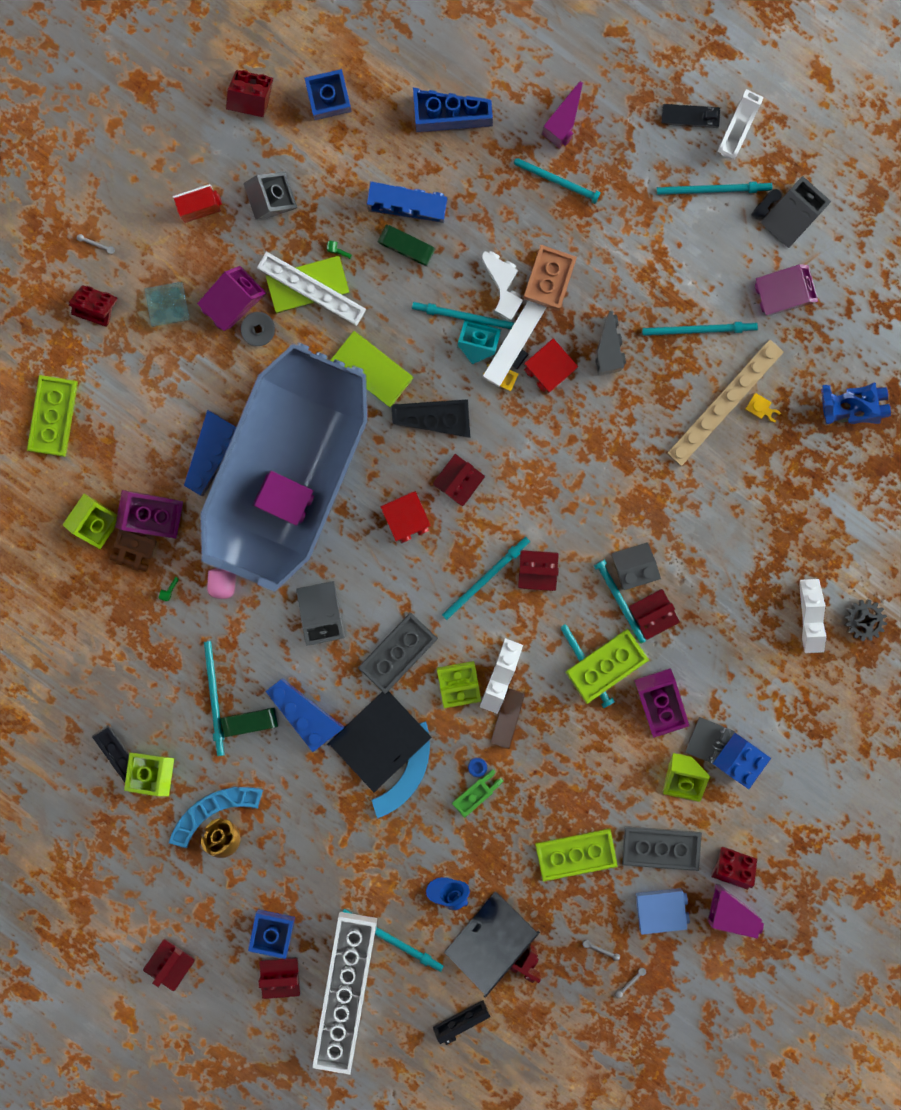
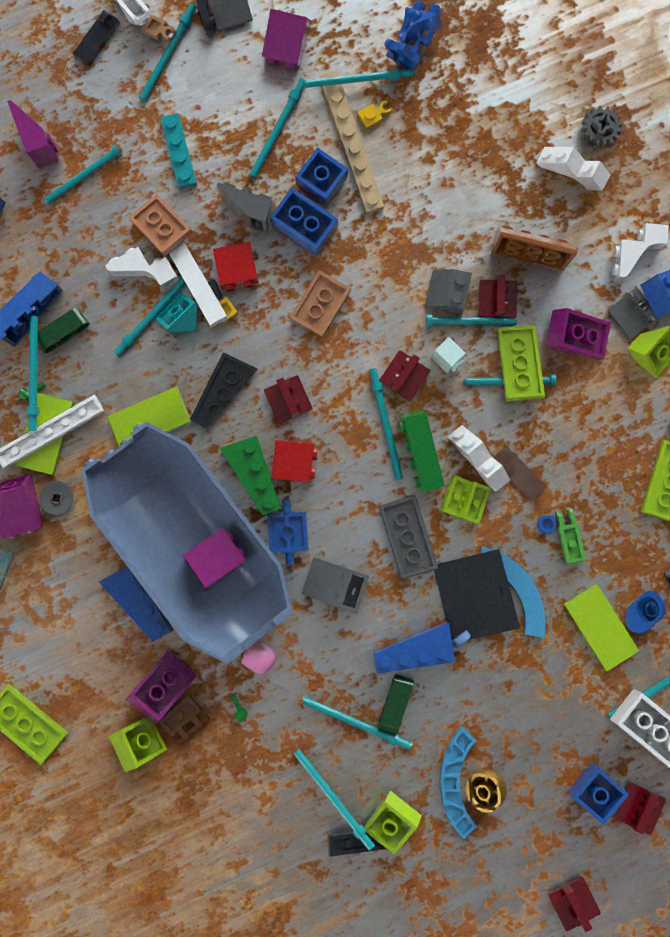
camera: 60 degrees left, 5 degrees down
(126, 748) = (358, 830): none -> teal bar
(320, 264) = (33, 410): none -> teal bar
(335, 747) = (460, 639): none -> medium blue tile
(342, 546) = (287, 532): none -> blue plate
(378, 485) = (252, 470): none -> green wedge
(414, 862) = (601, 627): none -> lime tile
(481, 620) = (421, 449): none -> green wedge
(560, 459) = (320, 303): none -> nougat plate
(575, 600) = (449, 356): none -> light aqua brick
(624, 403) = (304, 221): none -> blue brick
(627, 252) = (178, 151): none -> teal plate
(674, 396) = (321, 176): none -> blue brick
(716, 619) = (533, 248): none -> dark orange slope
(730, 168) = (158, 28): none -> medium nougat plate
(761, 708) = (628, 251): none -> white arch
(808, 404) = (393, 74): none -> teal bar

